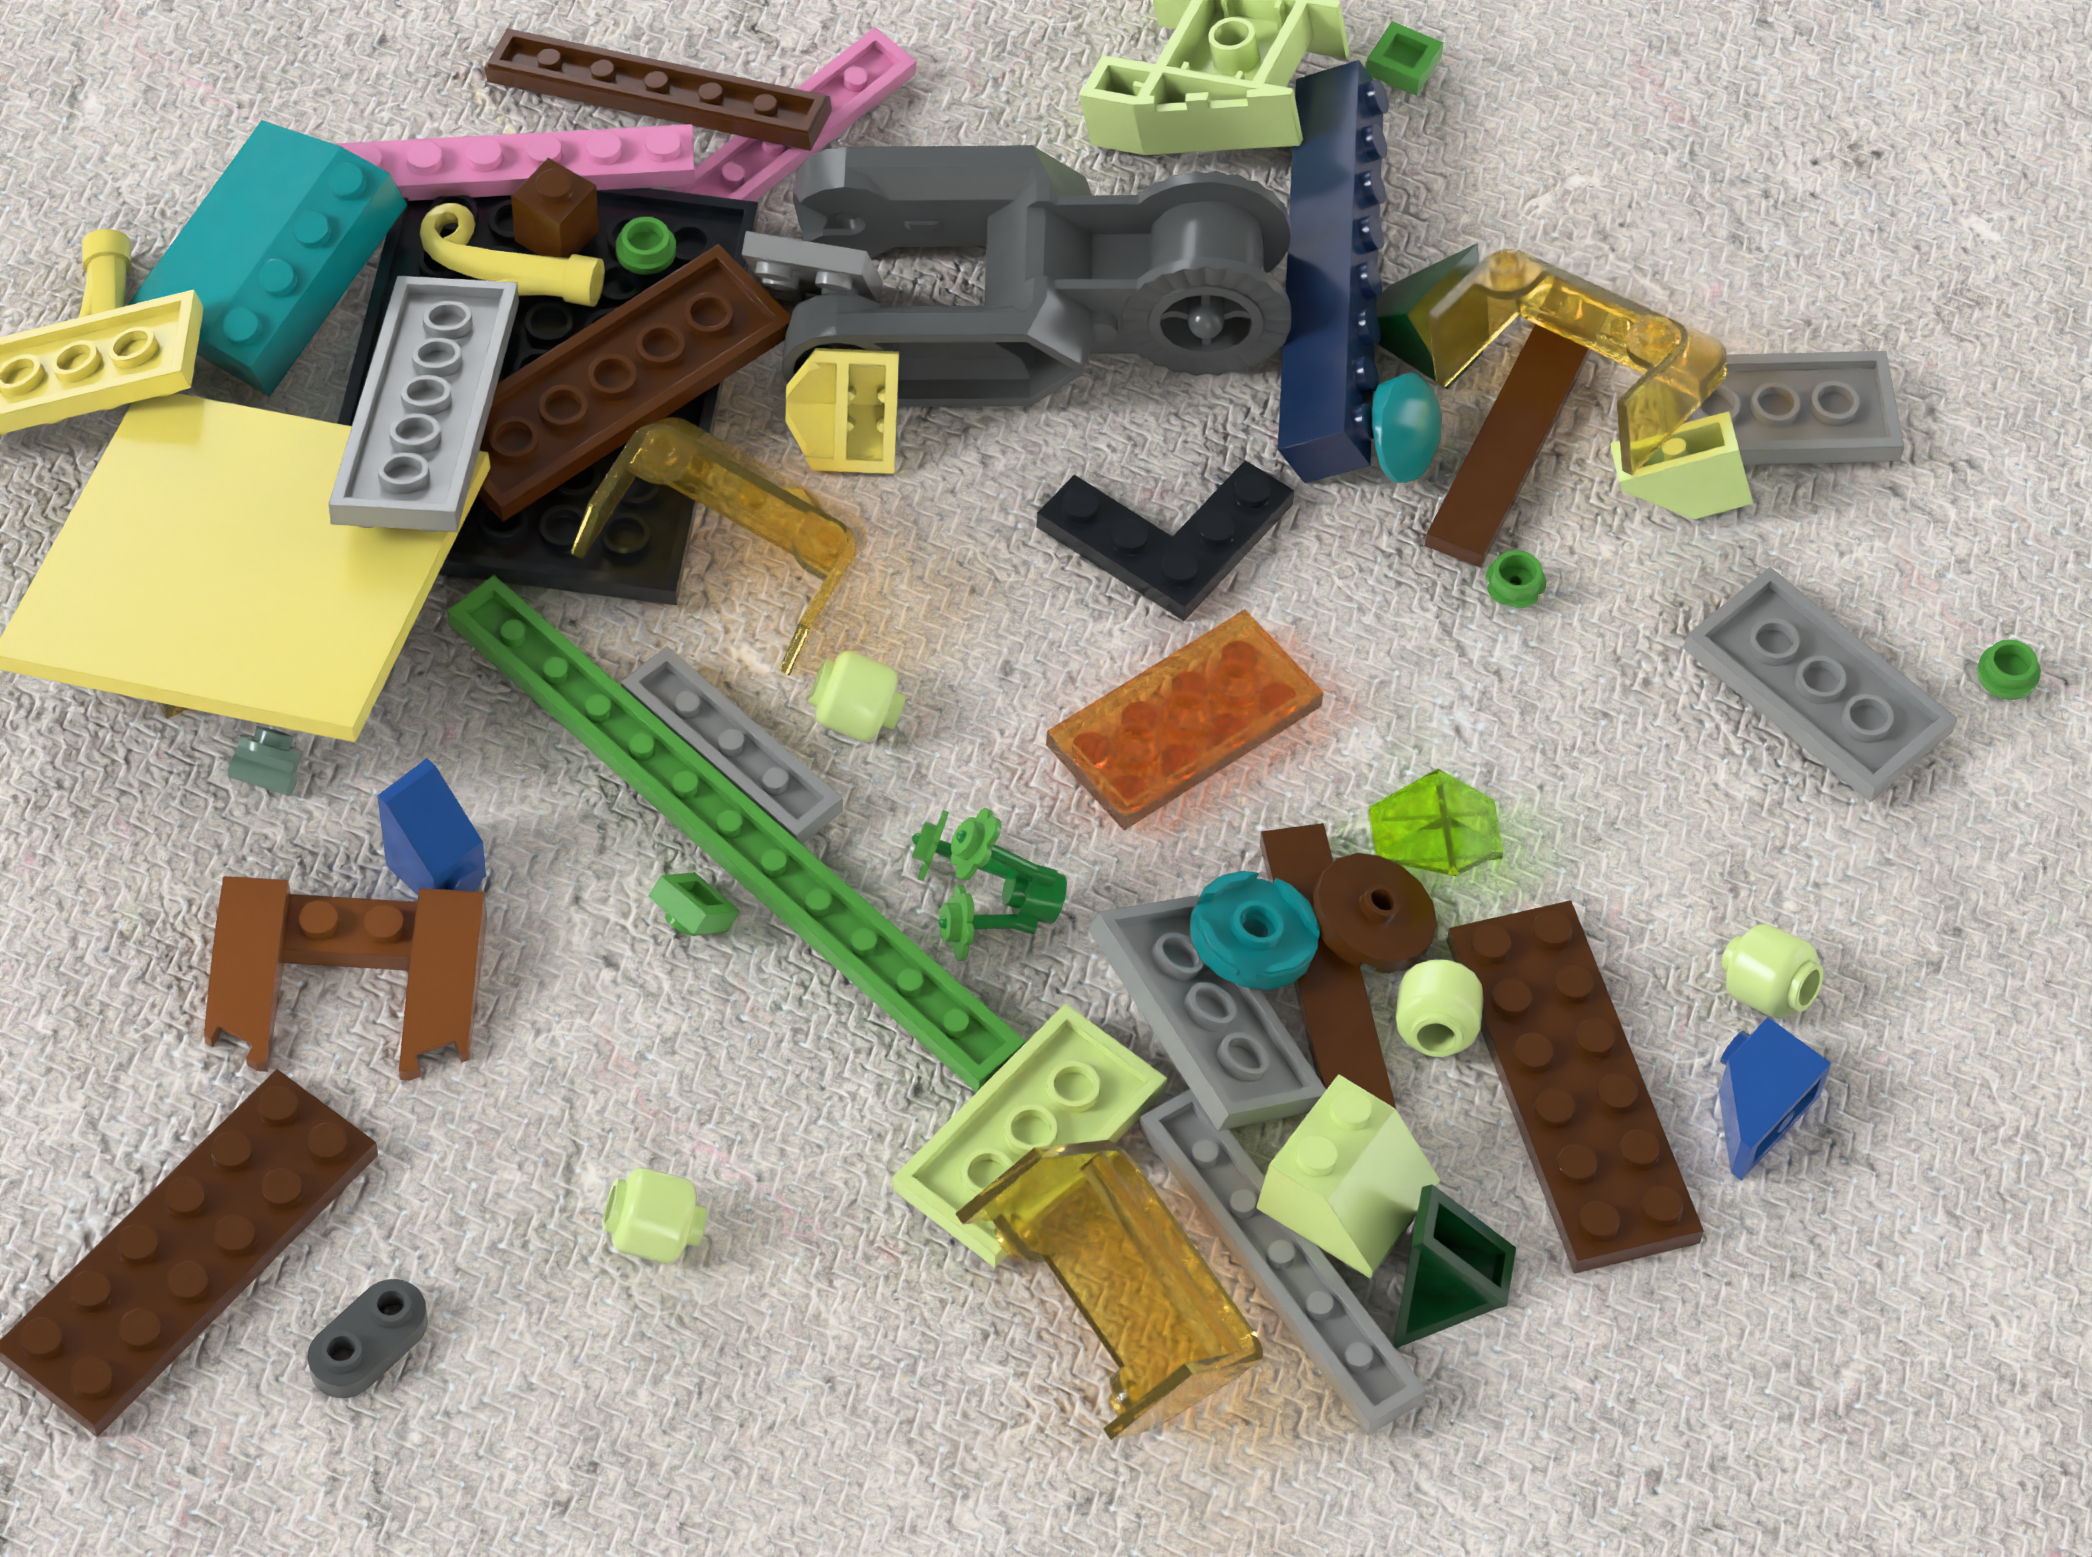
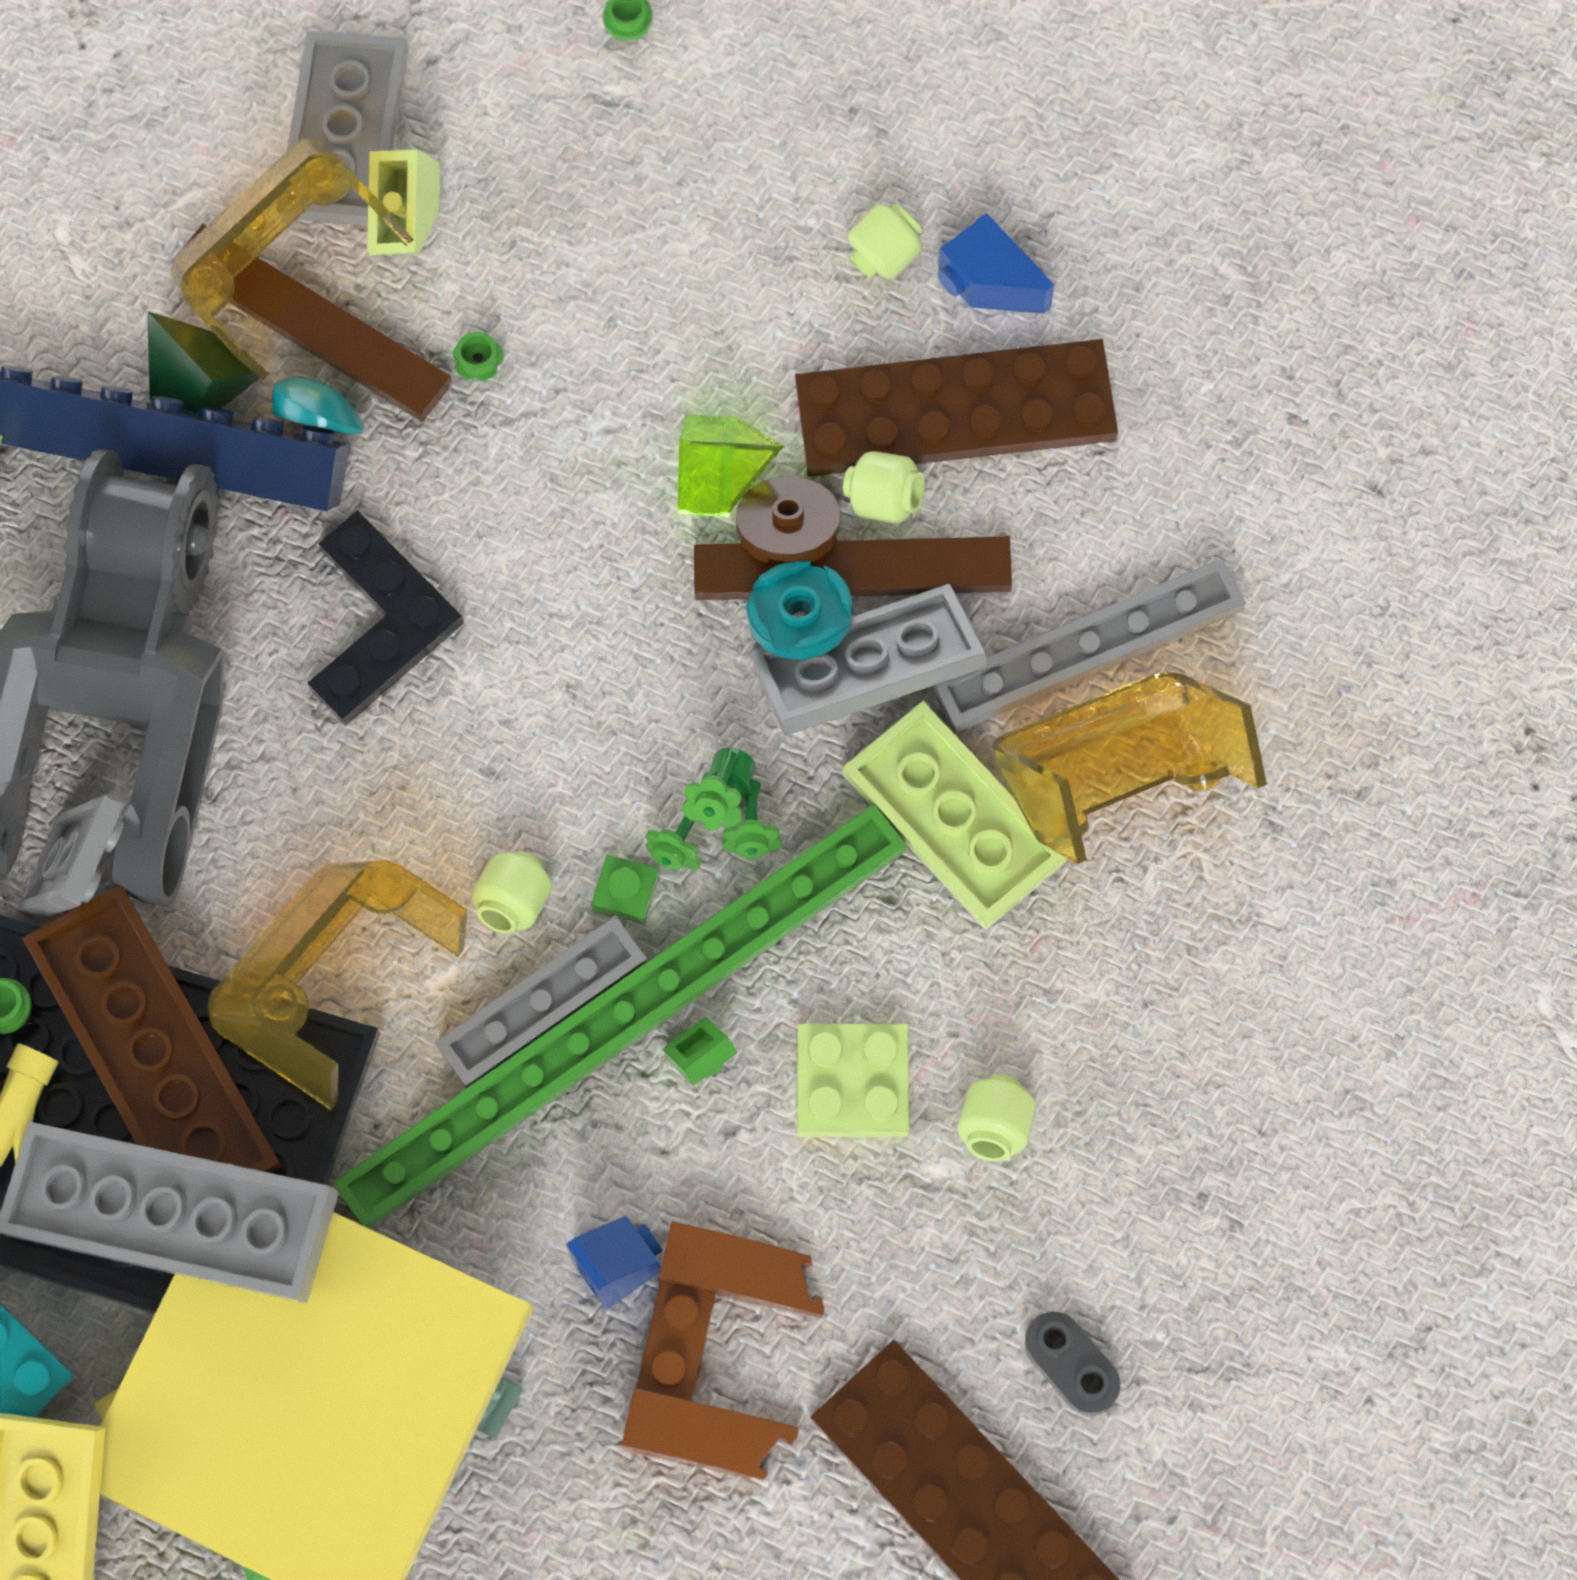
camera: 75 degrees left, 15 degrees up
(685, 1071) = (852, 1080): none -> yellowish green plate
(845, 410) = (213, 858): light yellow slope -> none
(883, 815) = (625, 889): none -> bright green plate
(1184, 719) = (574, 634): clear orange plate -> none
(1348, 1177) = (1040, 579): yellowish green slope -> none
(1452, 1269) = (1114, 529): dark green slope -> none
(1820, 684) = (619, 152): light grey plate -> none

